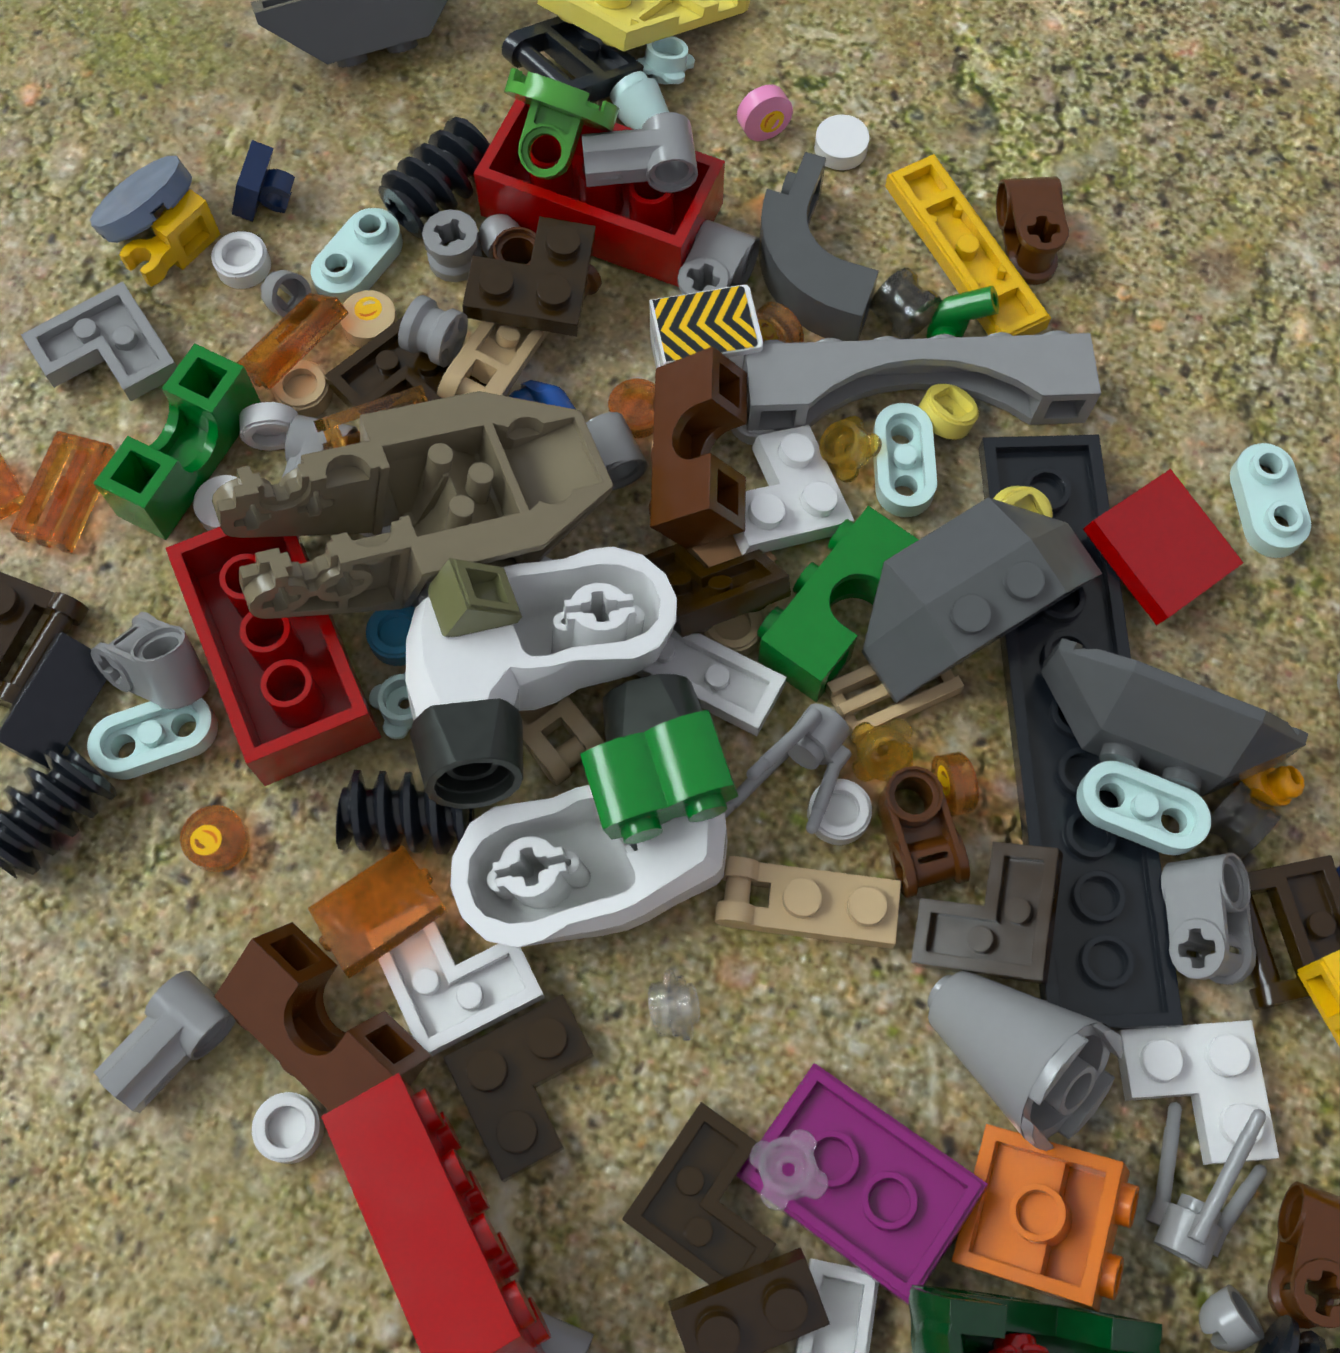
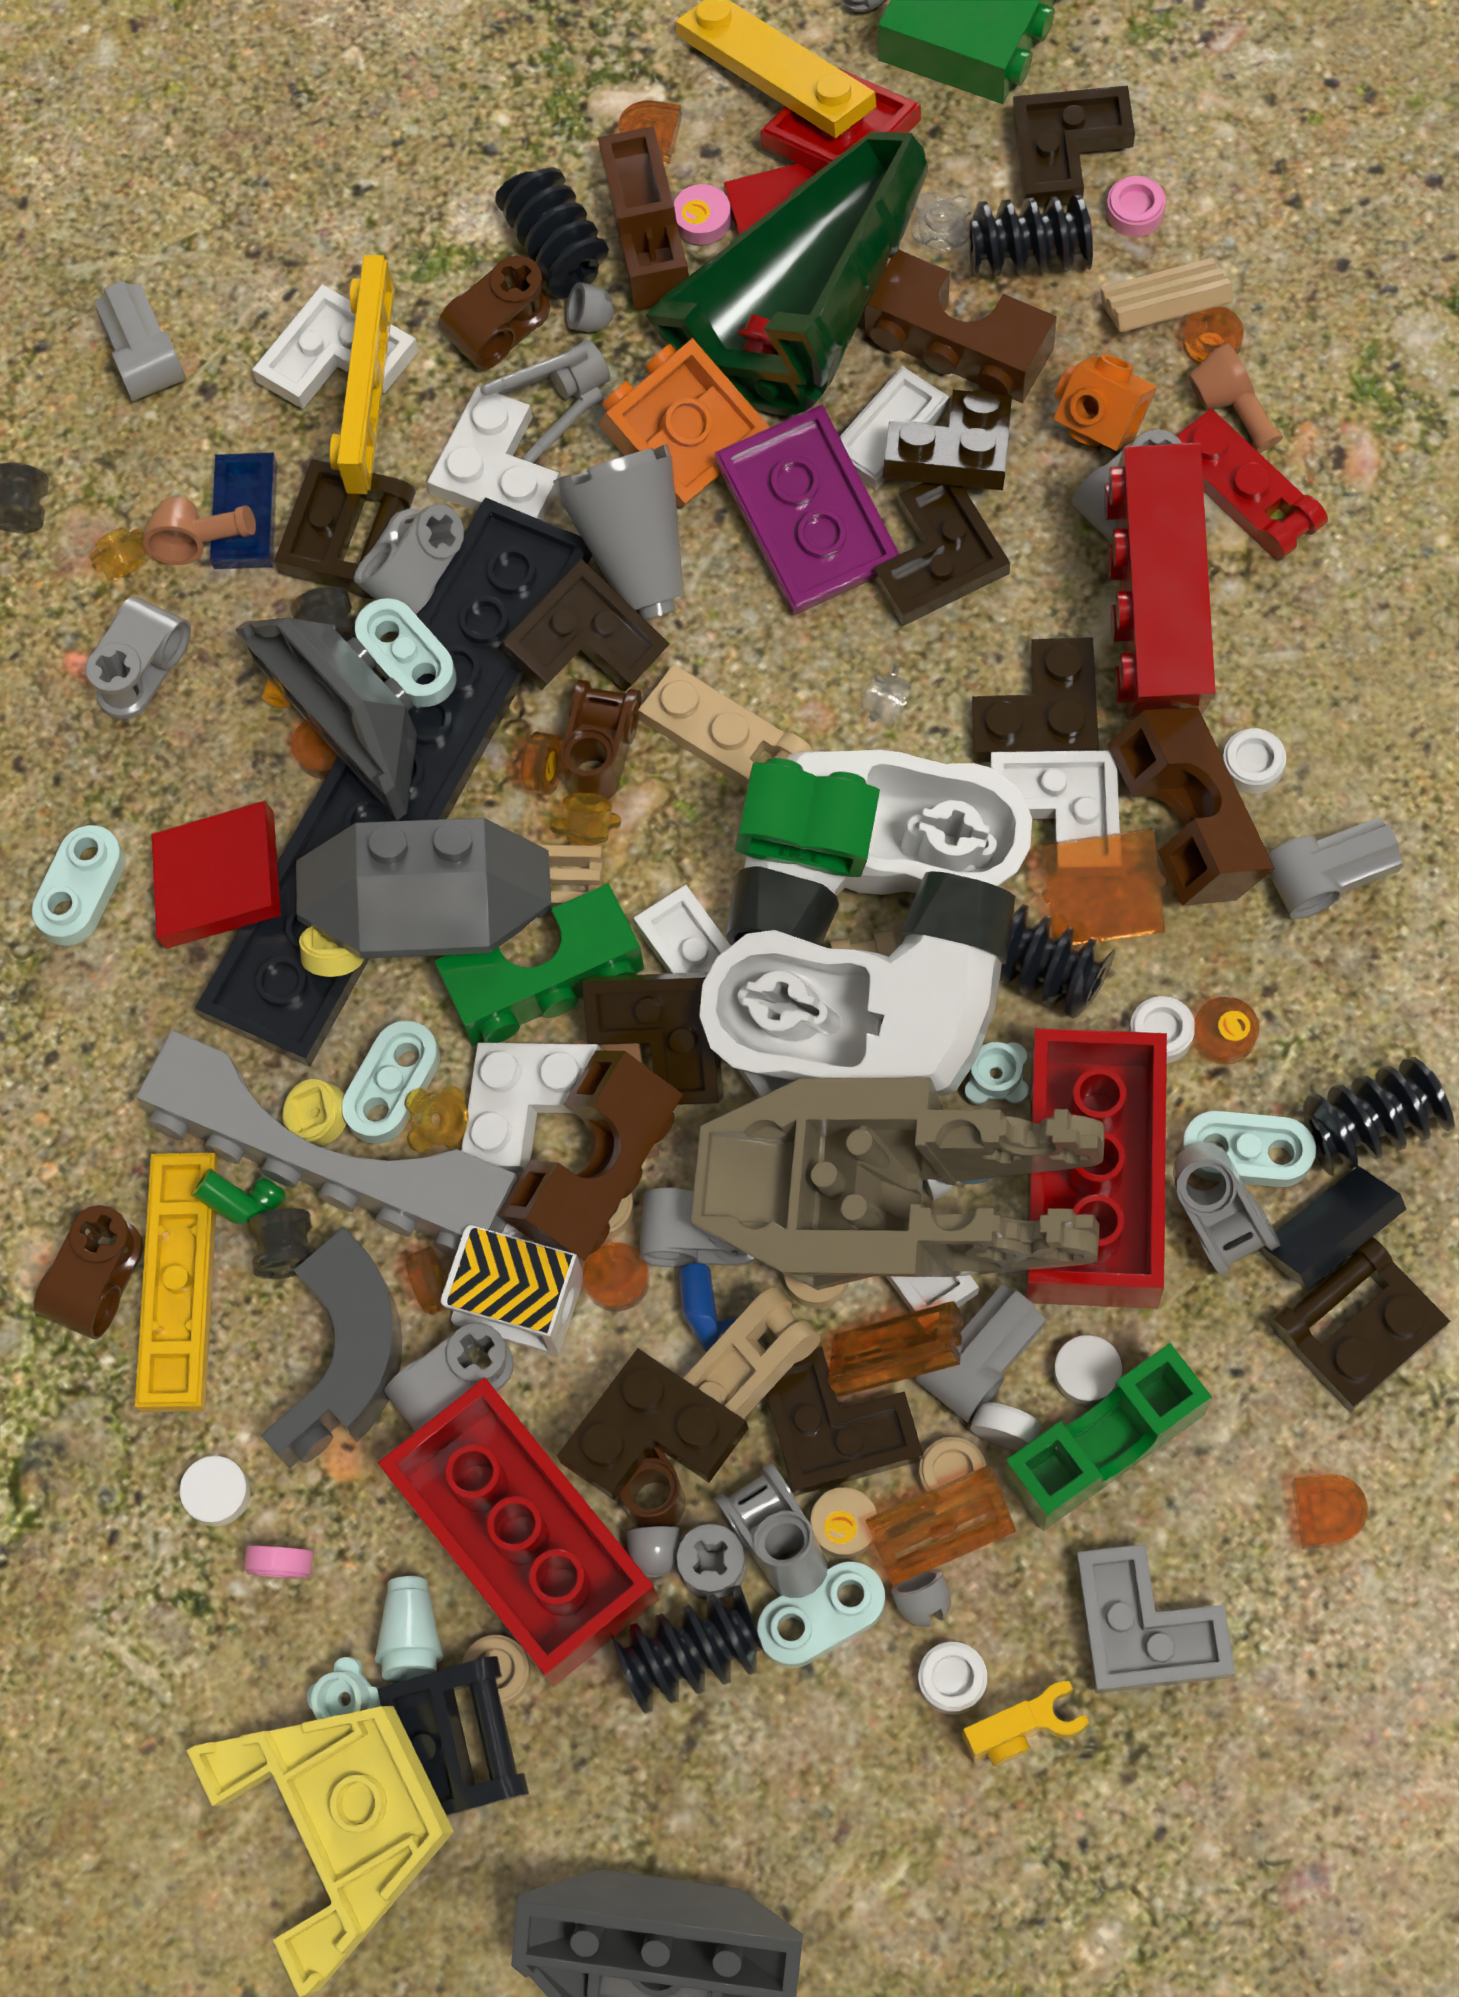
camera: 145 degrees left, 0 degrees up
(73, 494) = (1214, 1514): clear orange tile -> none
(132, 203) = (1036, 1789): sand blue tile -> none
(261, 184) = (893, 1756): dark blue tile -> none
(274, 814) = (1167, 1016): none -> white tile
(421, 273) = (771, 1525): none -> light grey piece
(432, 330) = (788, 1422): light grey wheel -> none
(472, 598) = (892, 1043): olive slope -> none
(558, 112) = (528, 1567): bright green tile -> none
(656, 153) = (452, 1480): light grey piece -> none
(771, 1158) = (866, 516): clear plate -> none
(811, 742) = (640, 853): light grey plant -> none
(846, 813) = (653, 796): white tile -> none

